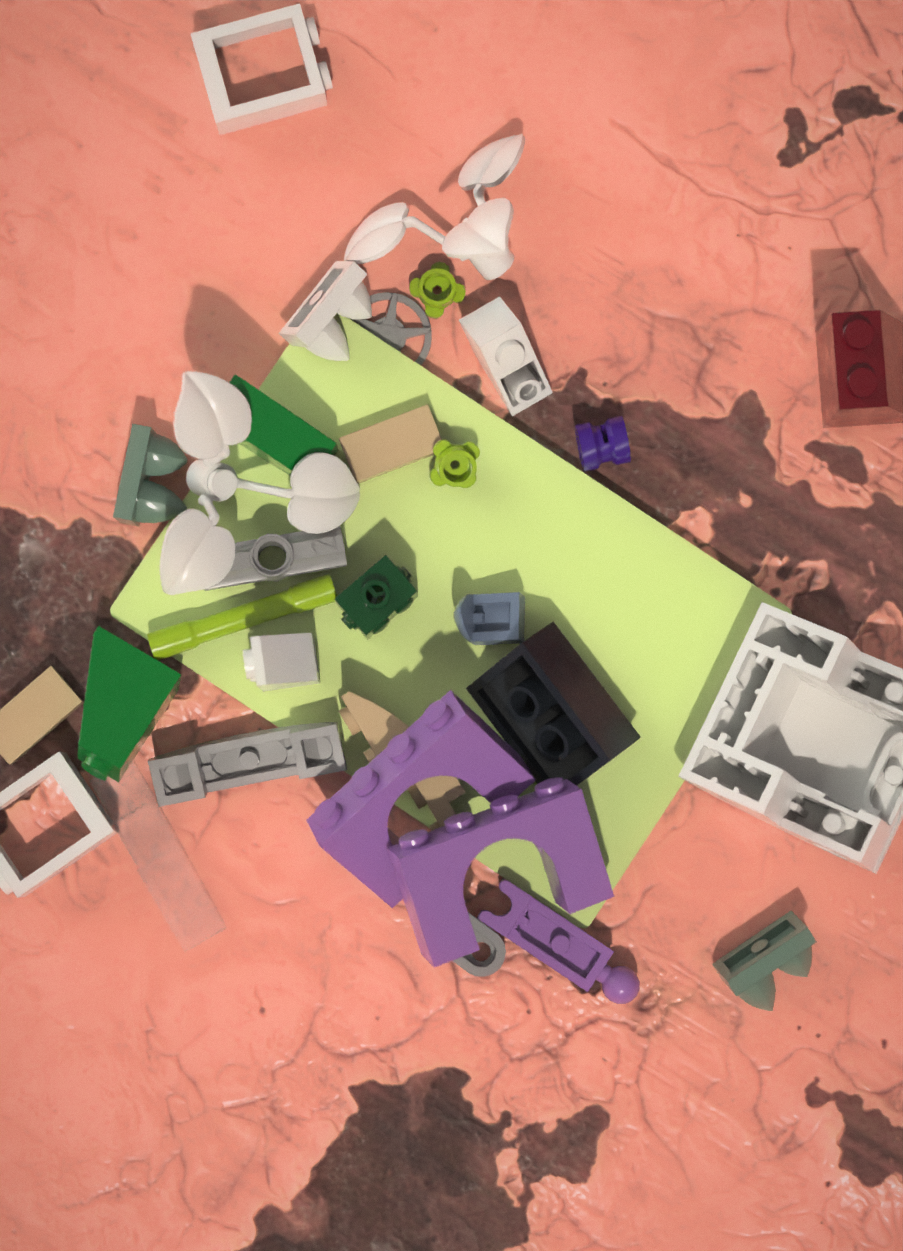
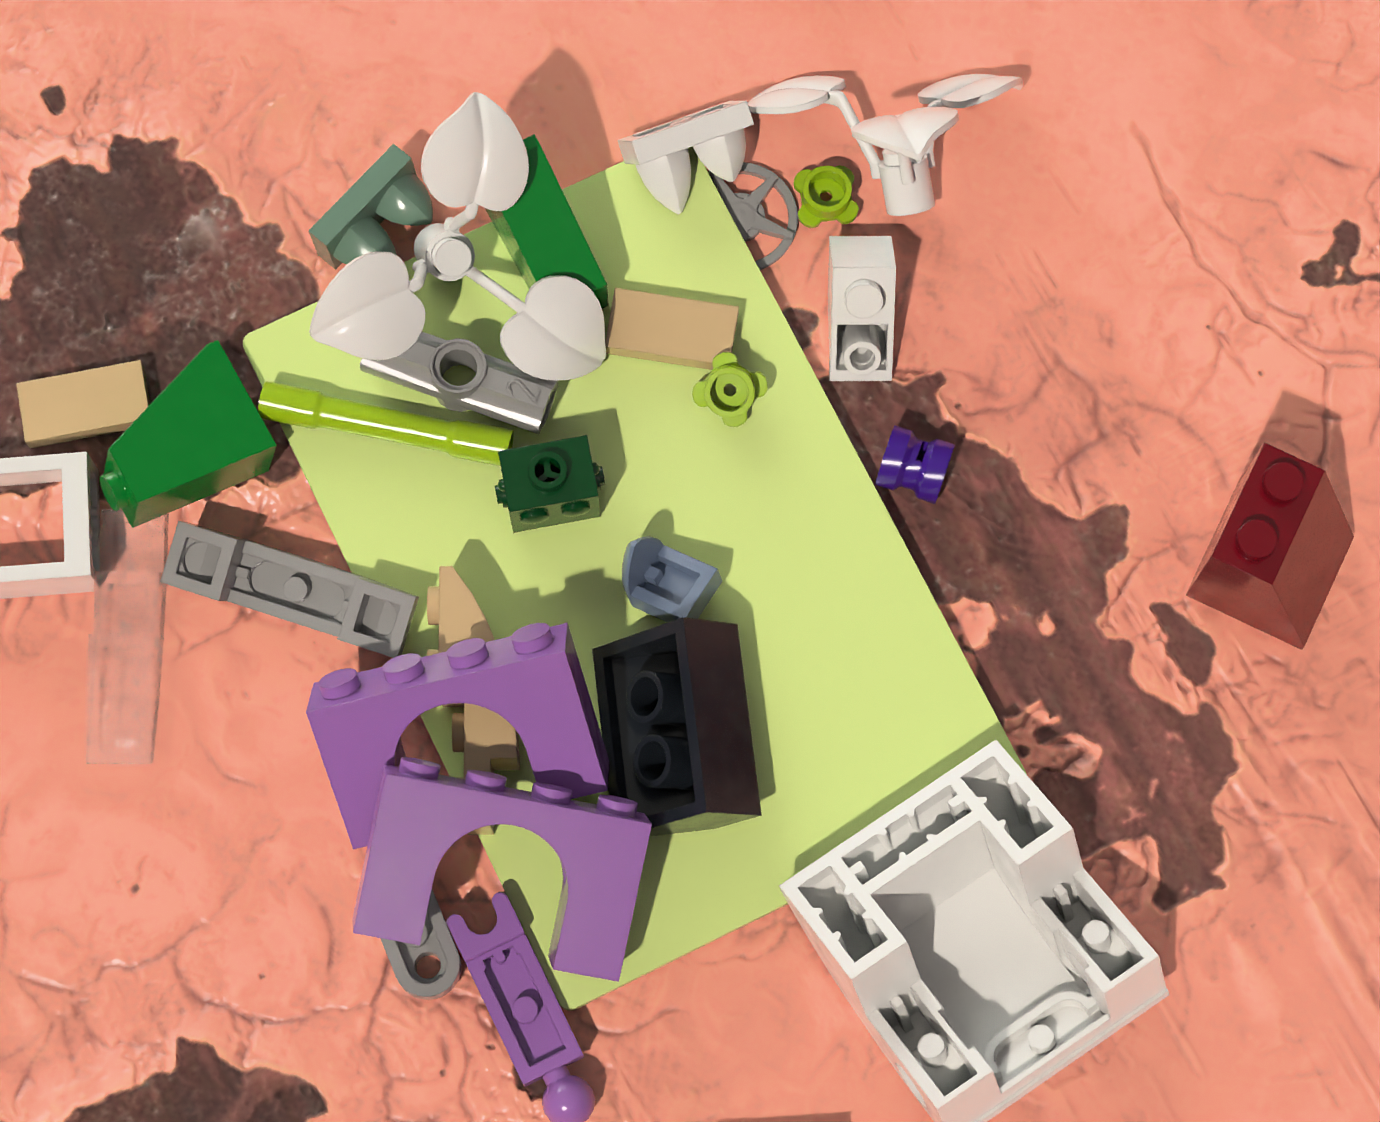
camera: 30 degrees right, 10 degrees down
(282, 661) = (397, 490): white slope -> none

